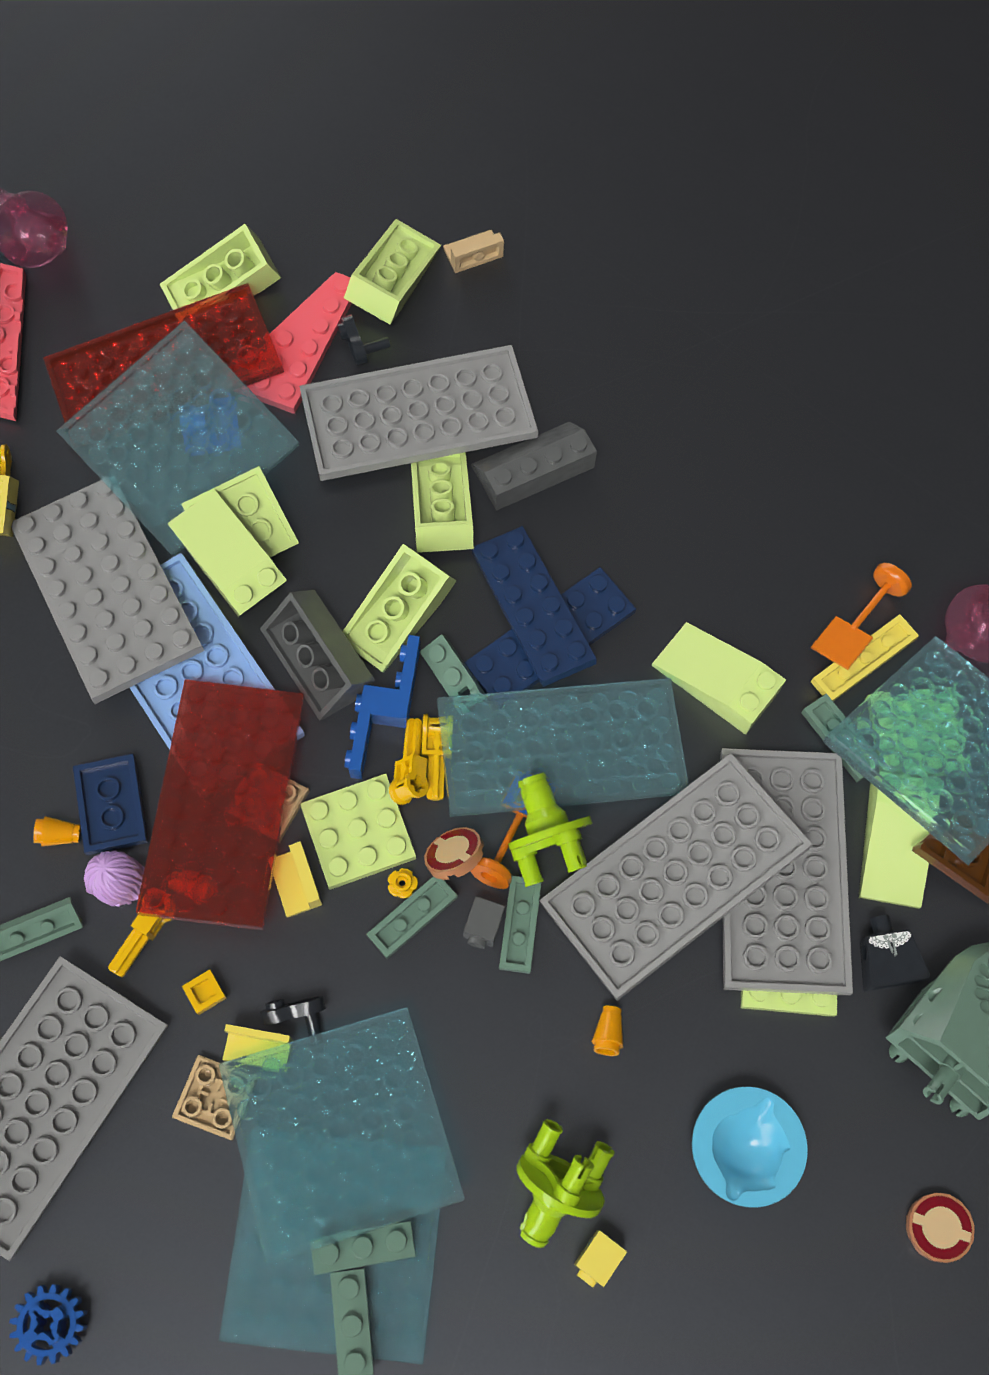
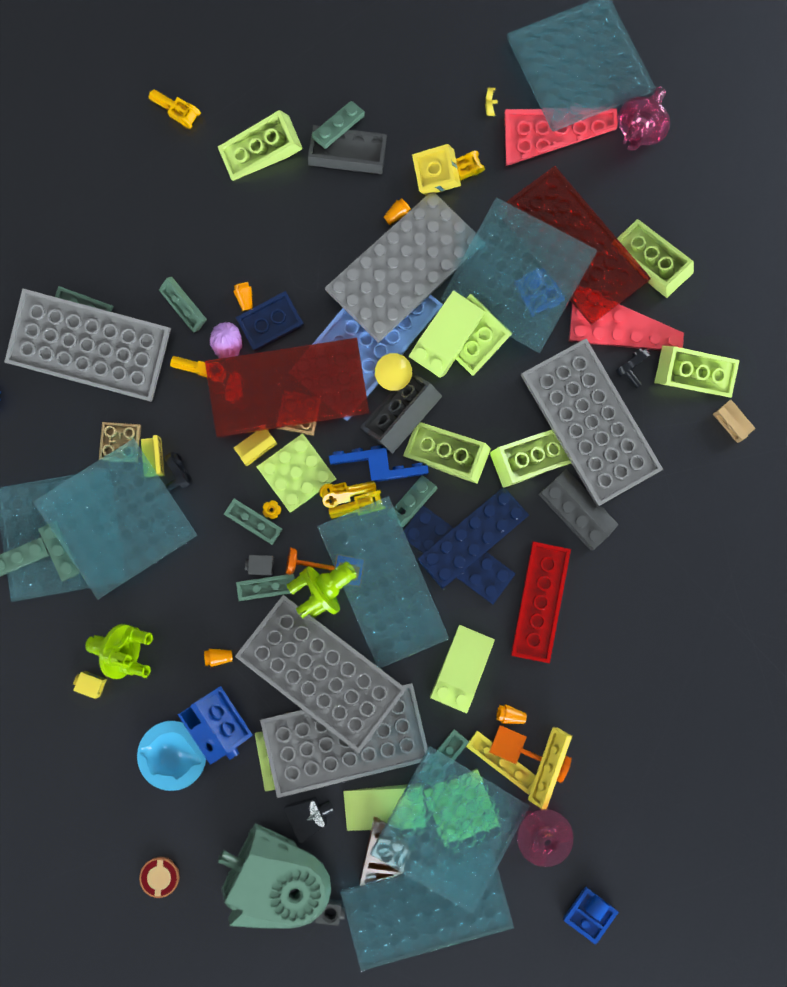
camera: 75 degrees right, 15 degrees up
(19, 576) = (397, 211): none -> light orange cone
(204, 992) = (175, 415): yellow plate -> none
(254, 645) = (393, 372): none -> light yellow dish
(454, 853) = (296, 535): tile -> none
(650, 546) = (540, 602): none -> red plate
(720, 1057) = (215, 726): none -> blue torso
(800, 629) = (510, 715): none -> light orange cone
(889, 591) = (549, 768): none -> light yellow plate

